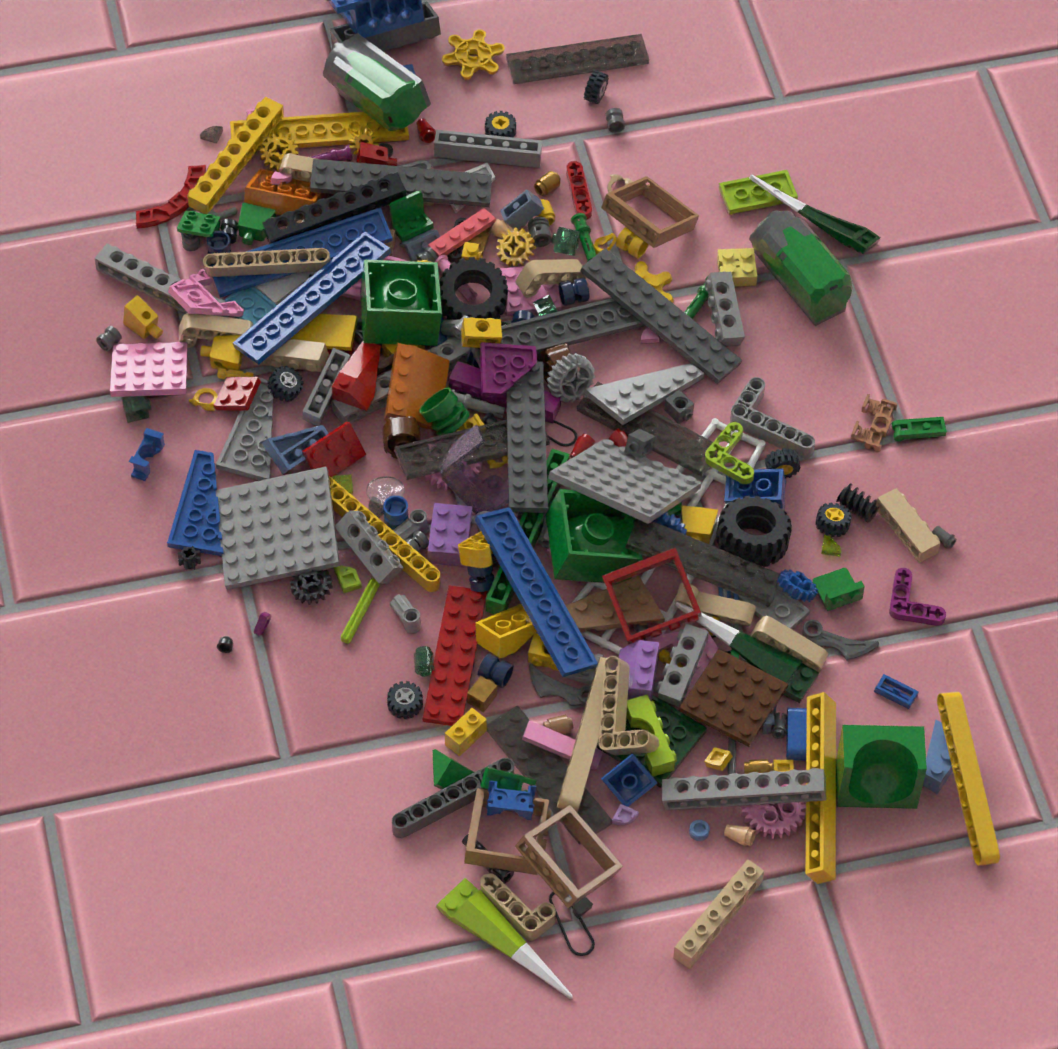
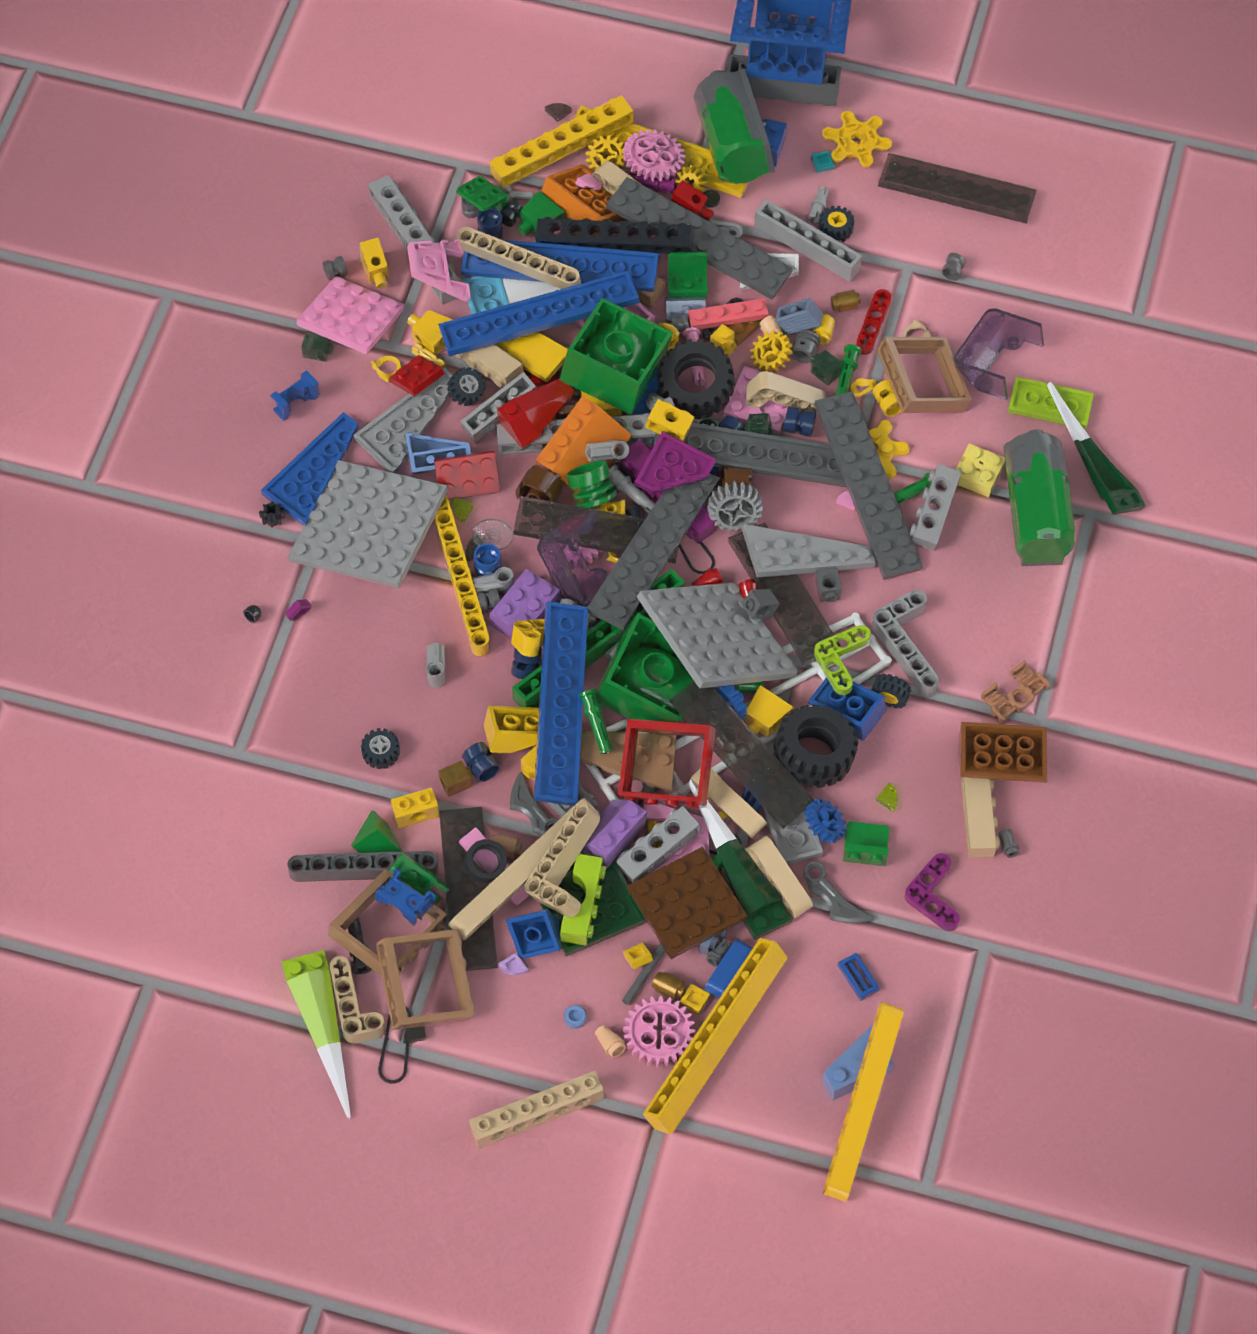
camera: 30 degrees right, 5 degrees up
(175, 205) = (480, 166): red tile -> none
(209, 326) = (429, 298): tan beam -> none
(311, 586) = (364, 595): black gear -> none
(320, 134) = (653, 155): none -> bright pink gear
(347, 578) = (405, 603): lime tile -> none
(348, 528) = (438, 583): light grey brick -> none
(360, 611) = (396, 641): lime axle -> none
(423, 661) = (421, 719): clear green brick -> none
(425, 131) = (760, 194): red cone -> none
(440, 380) = (605, 450): none -> light grey piece
(454, 656) = (453, 729): red plate -> none
(456, 83) = (822, 161): none -> teal tile
(475, 118) = (818, 205): none -> light grey pin
(558, 729) = (490, 845): none -> black tyre
(566, 585) = (594, 712): none -> green pin
(596, 87) = (954, 224): black wheel -> none
(682, 155) = (990, 335): none -> clear purple windscreen
(752, 795) = (699, 1035): light grey brick -> none
(833, 519) = (906, 771): black wheel -> none
(858, 503) = (942, 767): black piece -> none
(880, 766) = (778, 1044): green piece -> none
(898, 468) = (1003, 752): none -> dark orange slope
(918, 428) = (1056, 720): green plate -> none

